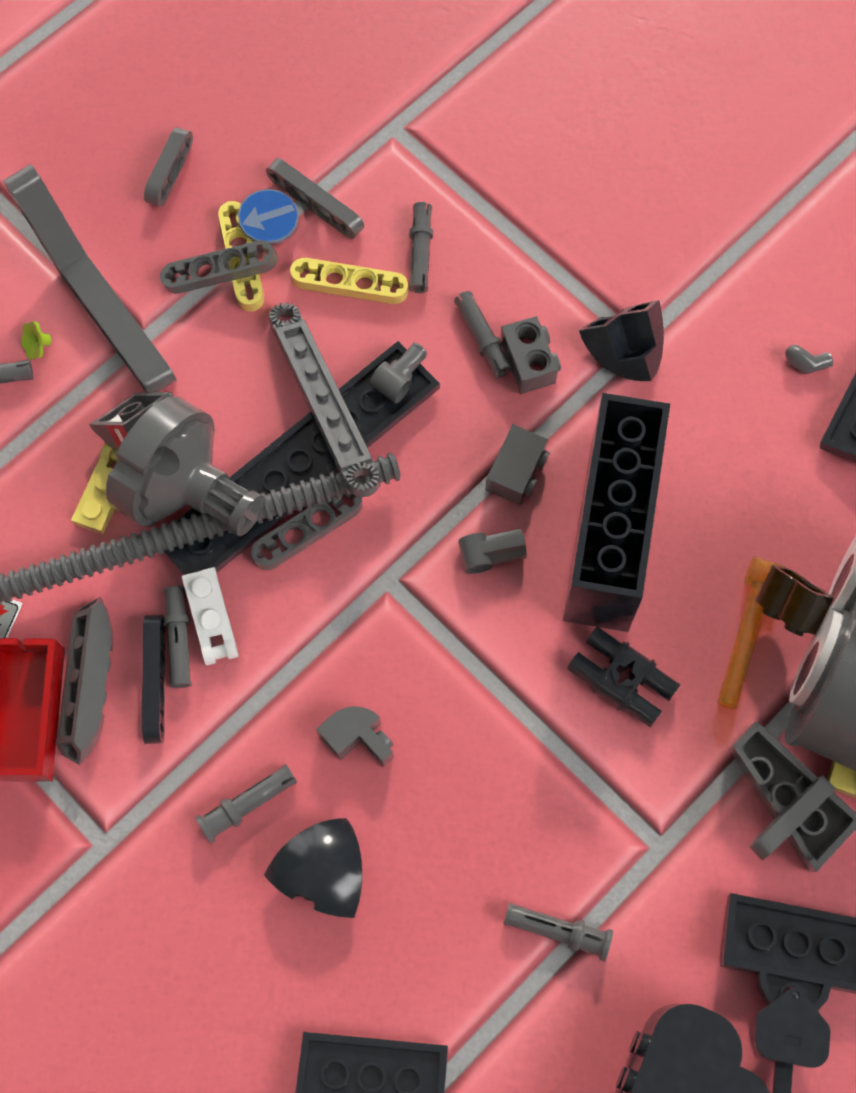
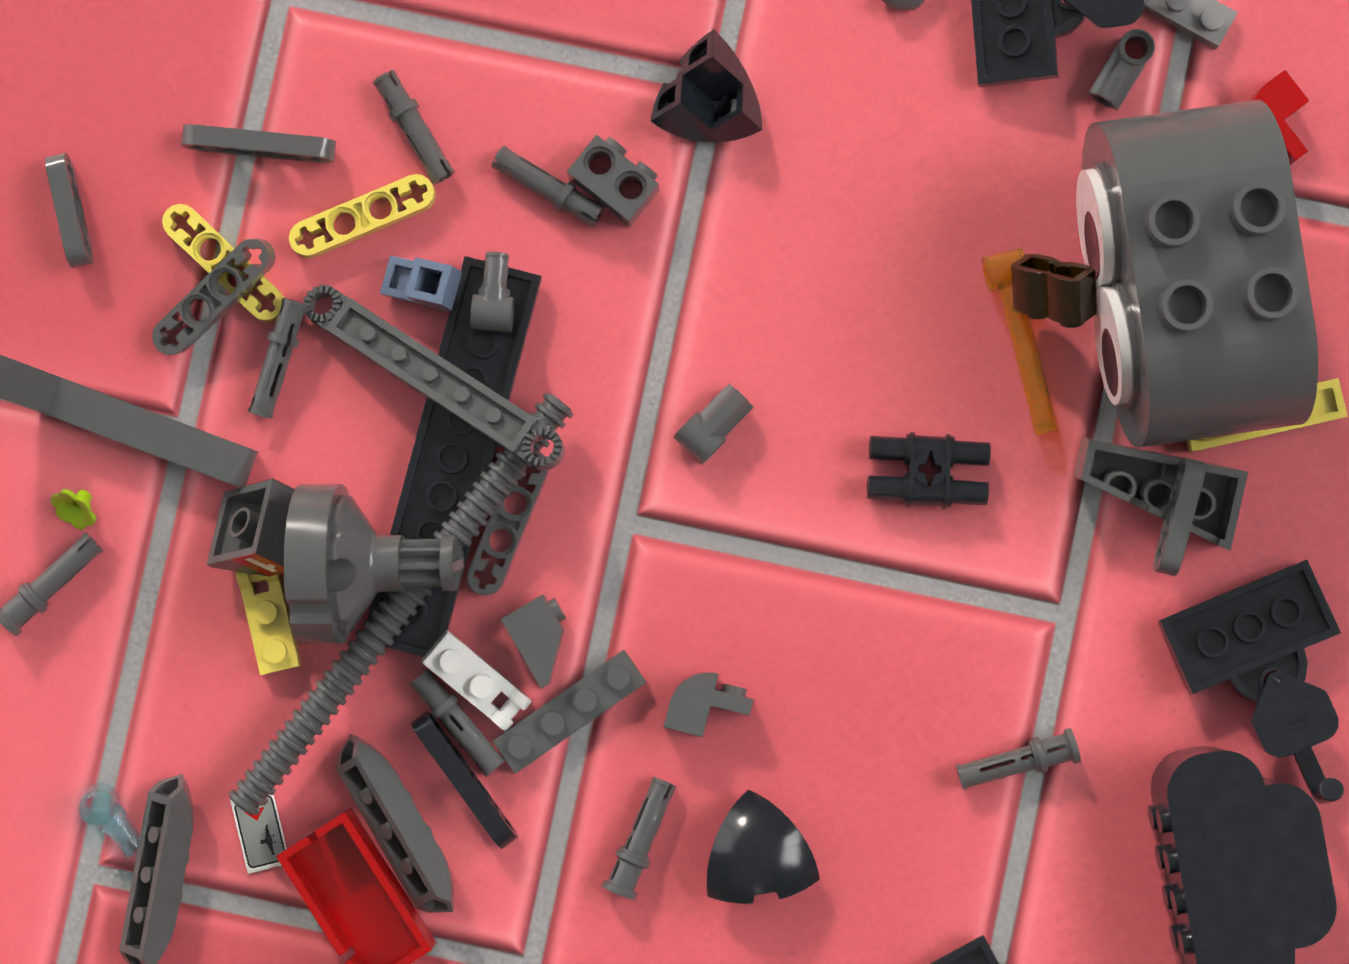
camera: 30 degrees left, 15 degrees up
(242, 321) = (277, 358): none -> dark grey pin
(259, 681) = (569, 711): none -> dark grey plate
(268, 216) = (224, 200): blue piece -> none
(273, 613) = (537, 635): none -> dark grey slope
(359, 339) = (421, 282): none -> sand blue brick
(516, 465) = (680, 313): dark grey brick -> none
(617, 513) = (823, 314): black brick -> none

